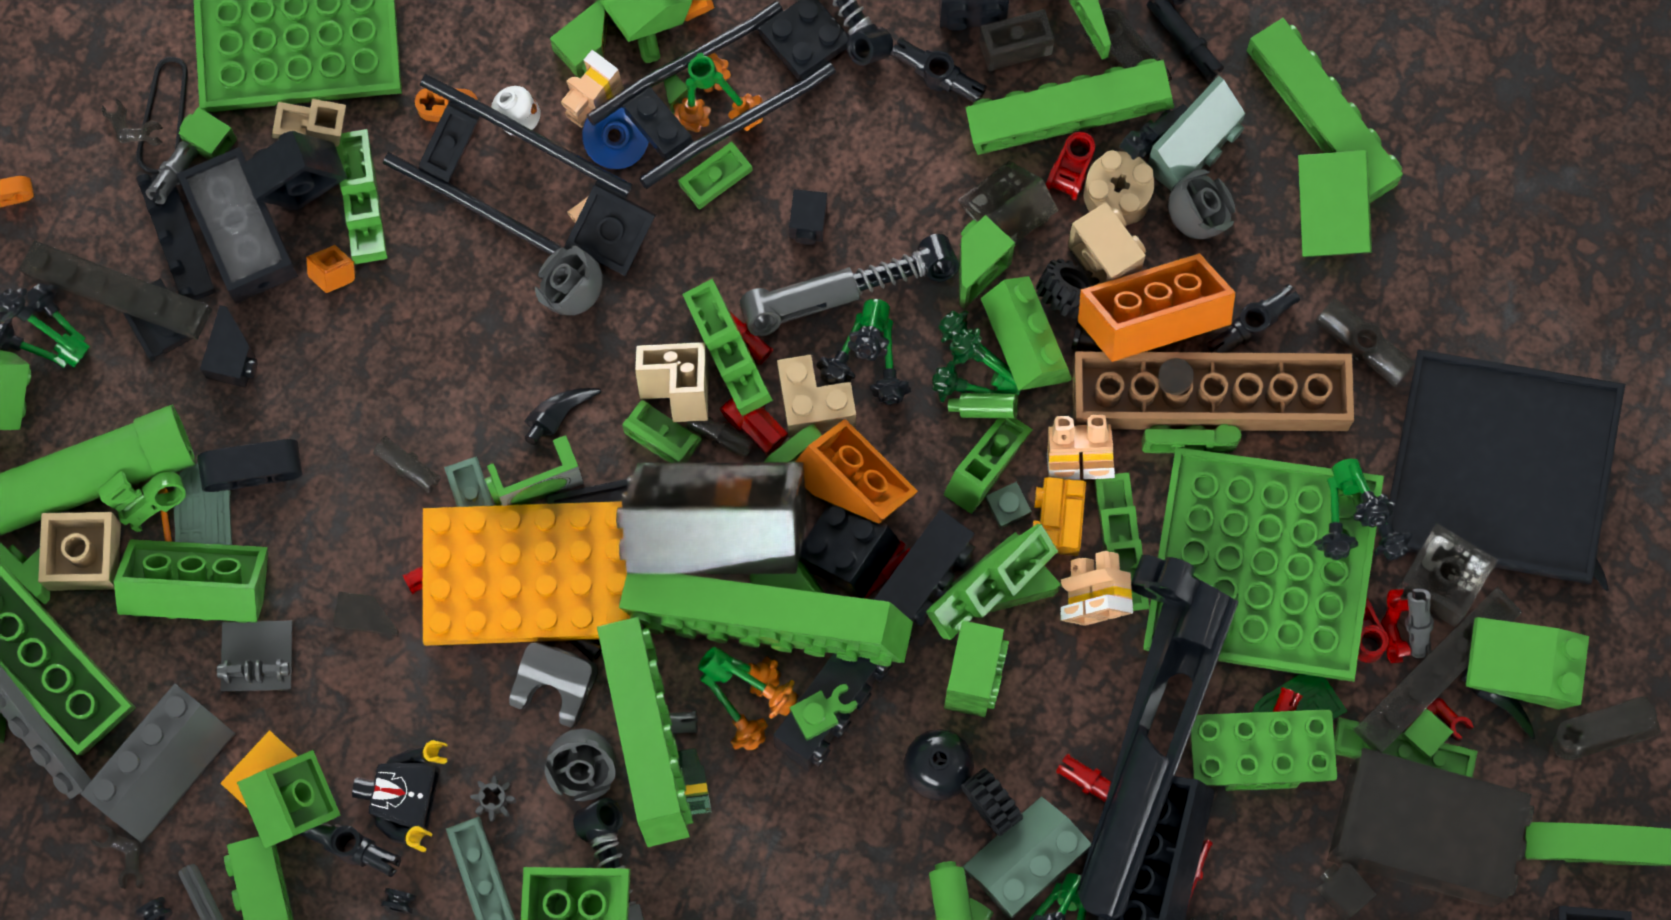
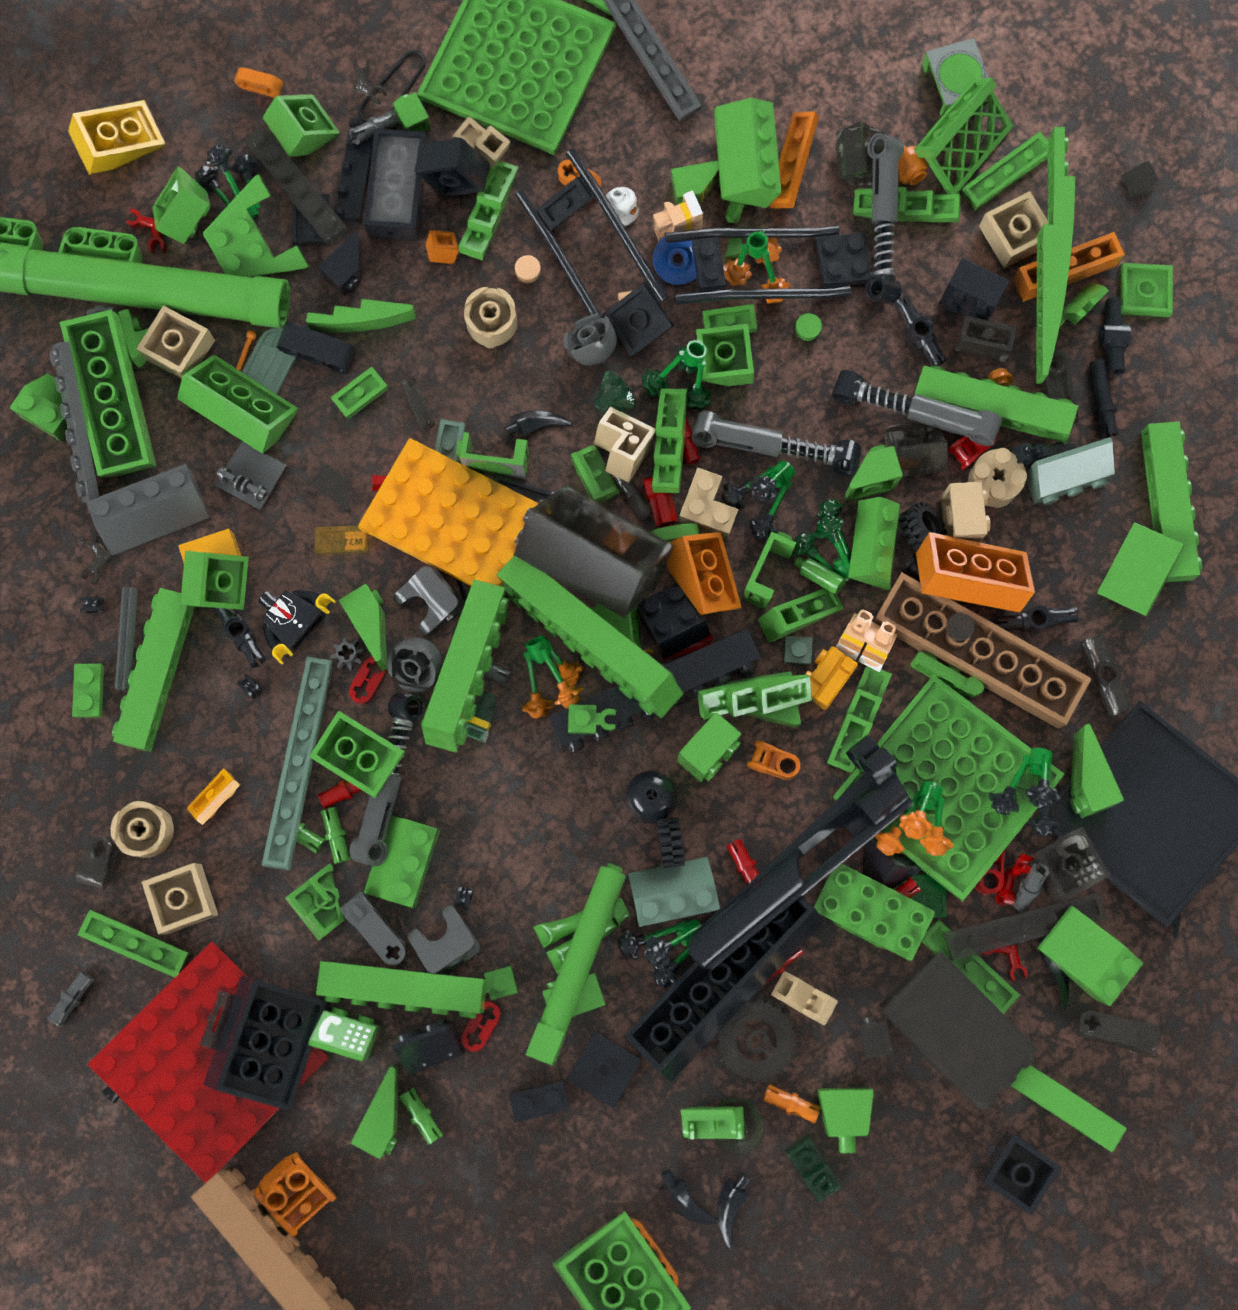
camera: 30 degrees right, 5 degrees up
(79, 216) = (299, 124): none -> bright green slope
(88, 392) = (239, 242): none -> bright green wing
(137, 507) = (228, 335): bright green piece -> none
(293, 394) = (369, 317): none -> bright green slope
(331, 489) = (359, 393): none -> bright green plate
(407, 672) = (340, 540): none -> clear yellow tile
(428, 301) = (500, 307): none -> tan brick
(446, 240) = (527, 269): none -> light nougat tile
(492, 742) = (369, 620): none -> bright green slope
(543, 816) = (362, 677): none -> red beam
(632, 329) = (614, 394): none -> clear green rock
(696, 241) = (689, 358): none -> plant
(735, 215) = (727, 355): none -> bright green slope
(808, 133) = (808, 327): none -> bright green tile
(808, 216) = (775, 382): black brick -> none
(928, 465) = (756, 593): none -> bright green panel
(1052, 646) = (772, 760): none -> orange piece
(1058, 73) = (1001, 377): none -> orange plate
(1067, 141) = (978, 426): none -> piece
(1097, 593) = (823, 744): light nougat hips -> none
(1201, 206) = (1046, 520): dark grey cylinder -> none
(1243, 891) = (804, 998): none -> tan brick
(1246, 687) = (886, 868): none -> black slope
(1257, 621) = (917, 826): none -> orange plant
(1416, 464) = (1091, 778): none -> bright green slope
(1427, 733) = (992, 964): bright green tile -> none

